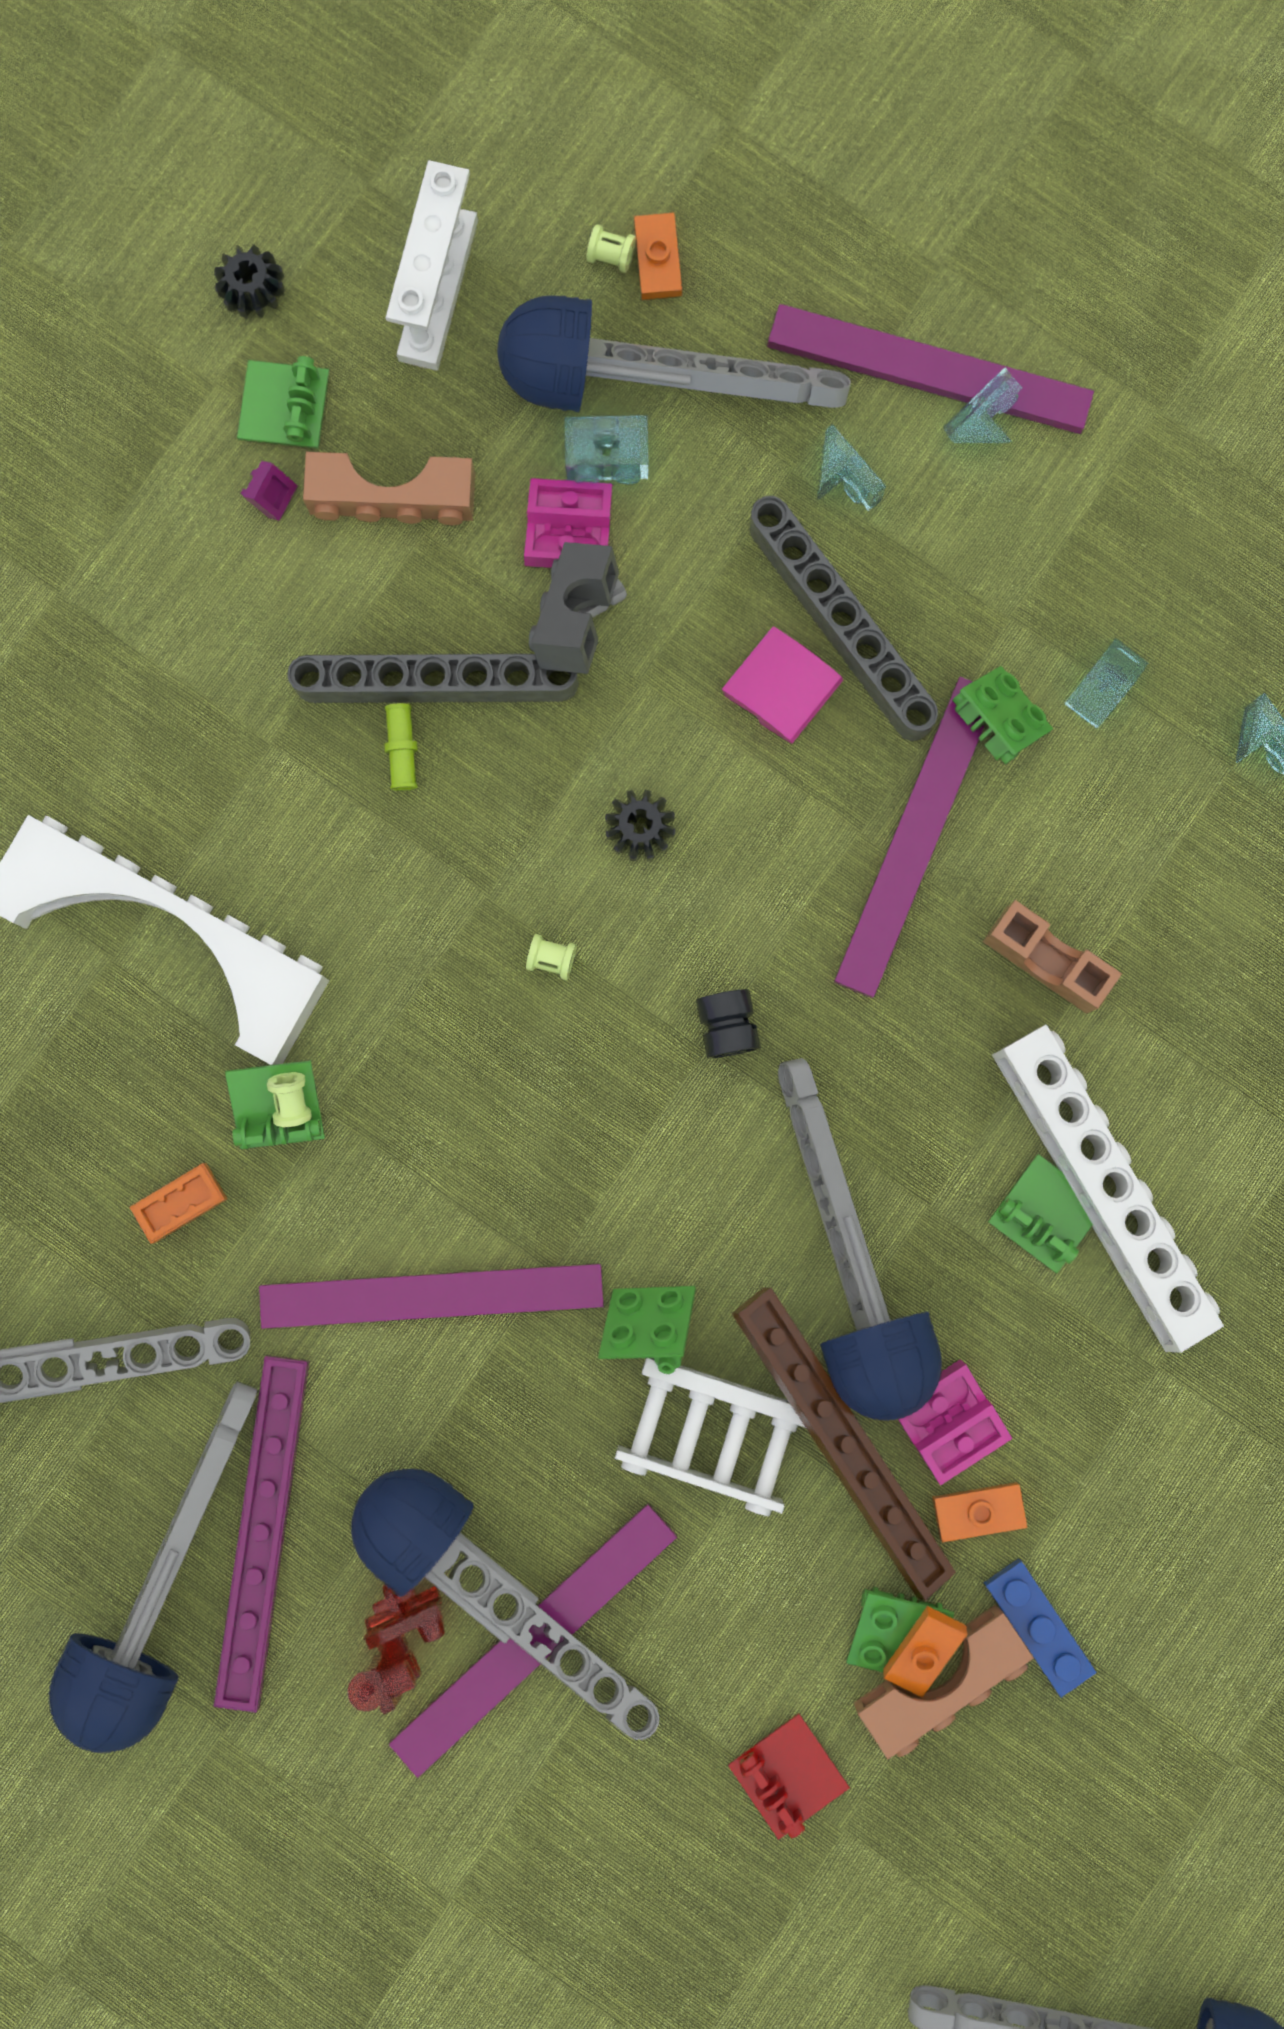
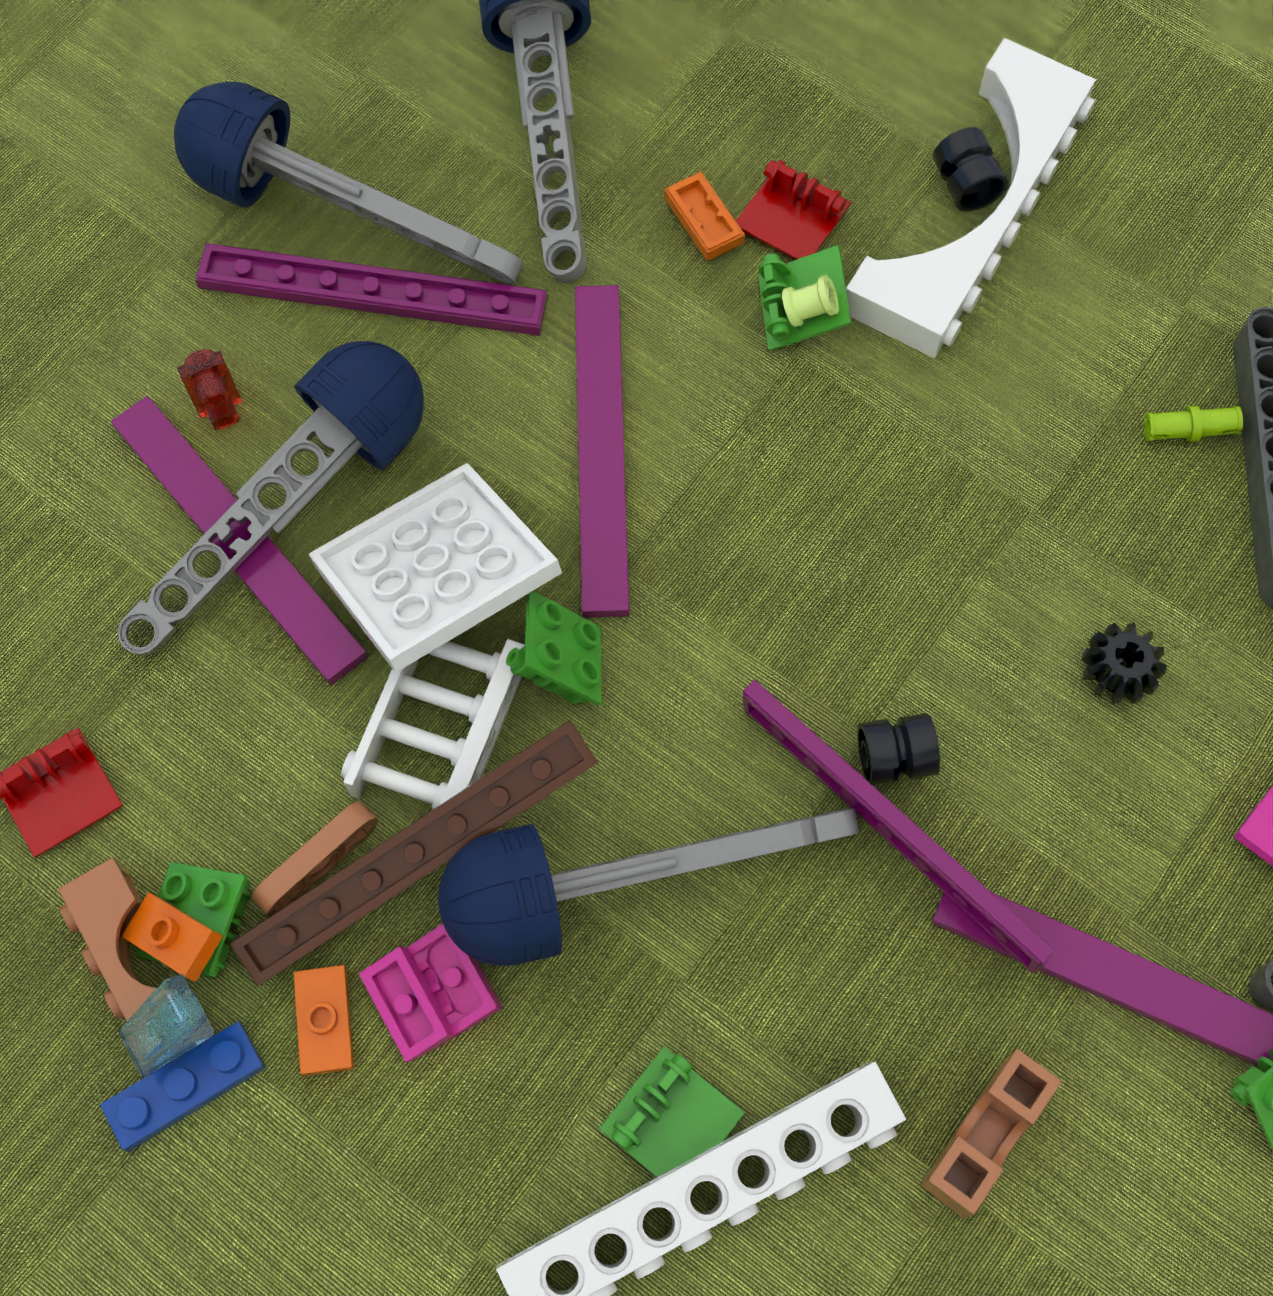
camera: 90 degrees right, 15 degrees down
(129, 941) = (969, 169): none -> black wheel
(173, 1116) = (792, 211): none -> red hinge
(400, 1615) = (275, 406): clear red hips -> none
(551, 957) = (968, 567): yellowish green bush -> none
(573, 1447) = (434, 566): none -> white plate
(798, 1030) = (897, 829): none -> magenta tile
(844, 1533) = (315, 858): none -> nougat beam
(1009, 1645) = (165, 1026): none -> clear light blue slope

